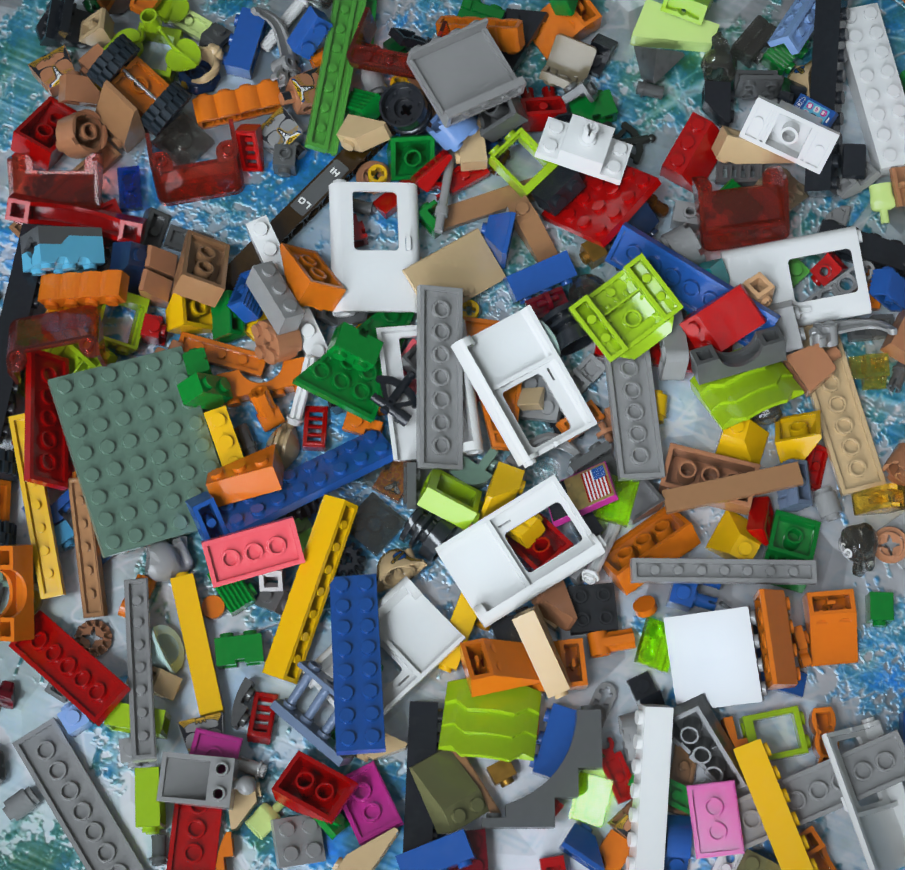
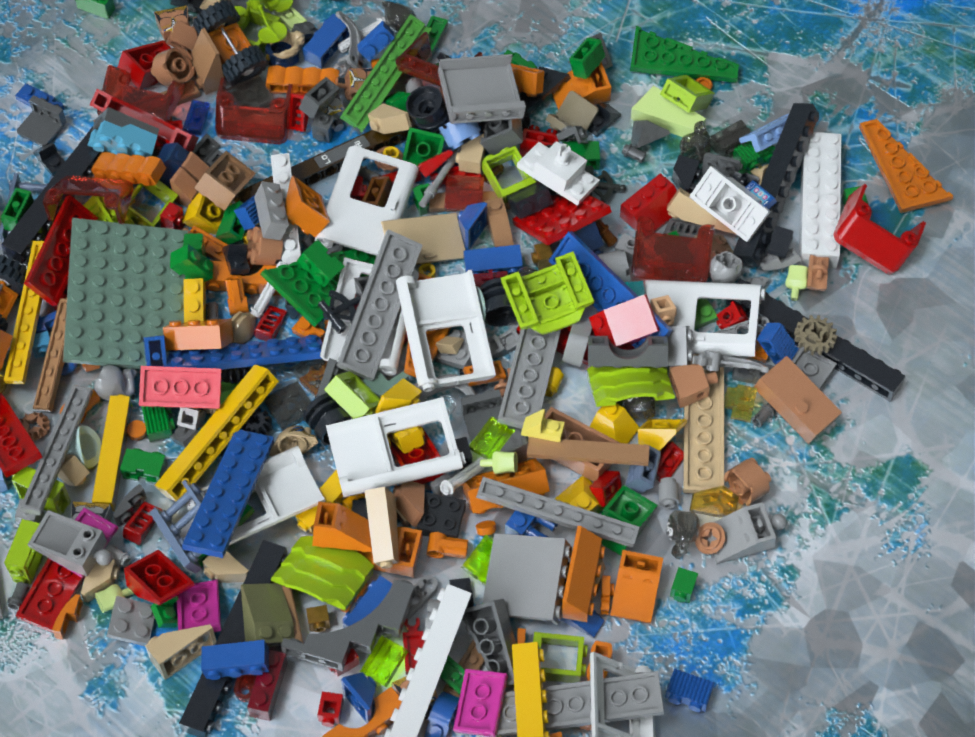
camera: 20 degrees right, 15 degrees down
(249, 363) = (236, 258): none -> black slope
(272, 129) = (319, 98): none -> dark grey brick
(382, 229) = (378, 191): none -> reddish brown brick
(477, 198) = (463, 191): none -> clear red slope
(587, 491) = (466, 424): tile -> none
(639, 527) = (502, 462): none -> yellowish green piece
(674, 476) = (539, 427): none -> light yellow slope
(806, 213) = (725, 268): none -> light grey piece

